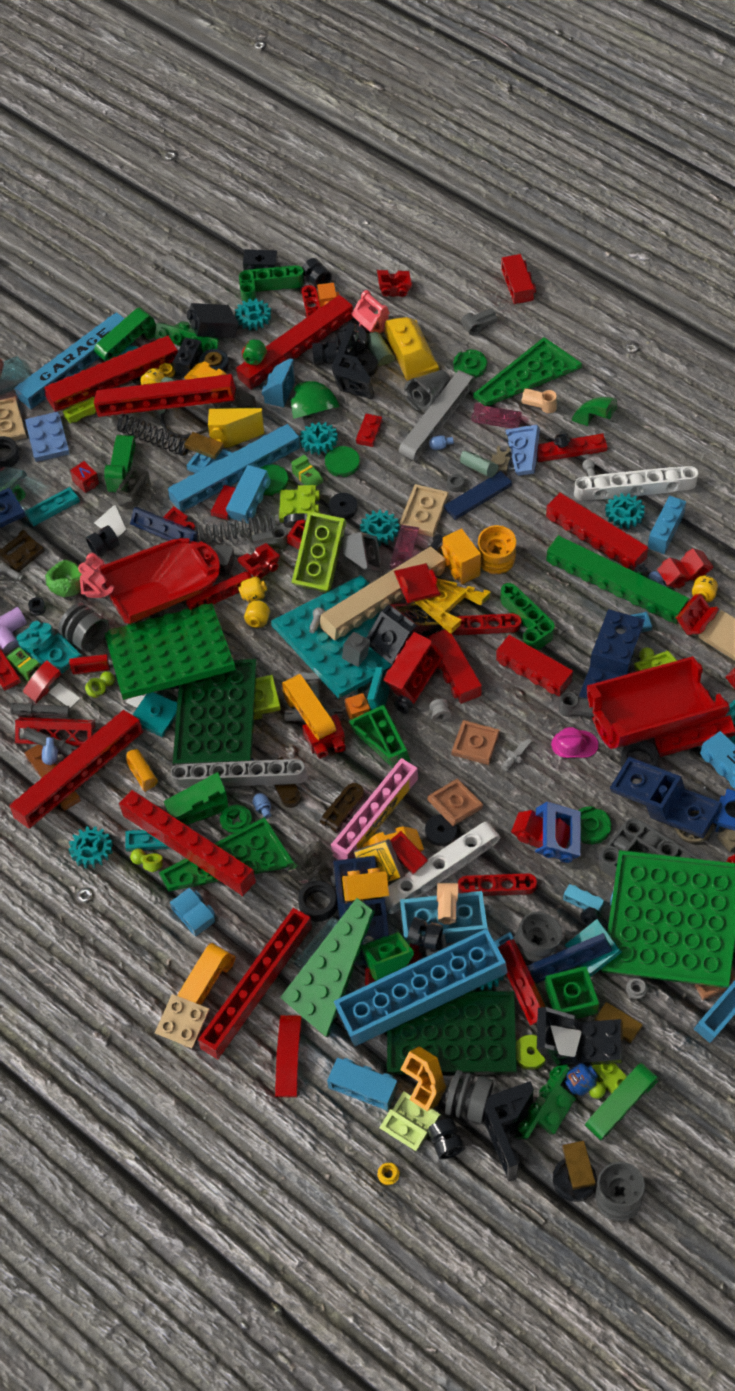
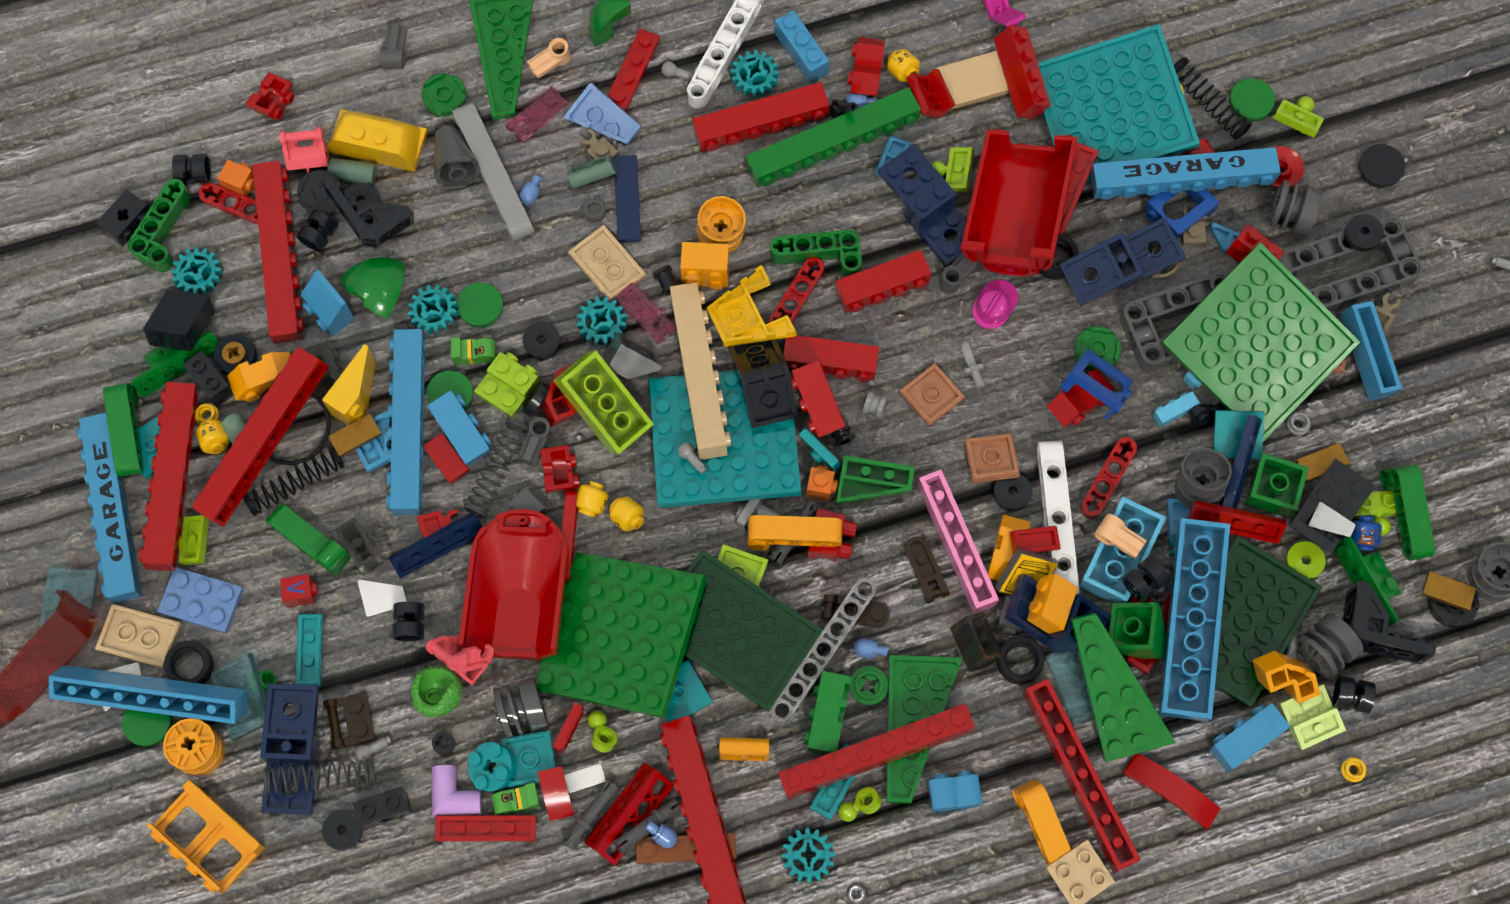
camera: 60 degrees left, 15 degrees up
(254, 352) = (270, 303): green head -> none
(355, 649) = (762, 440): dark grey brick -> none
(369, 430) = (457, 251): red plate -> none
(417, 583) = (712, 328): red piece -> none
(562, 439) = (625, 71): black plate -> none

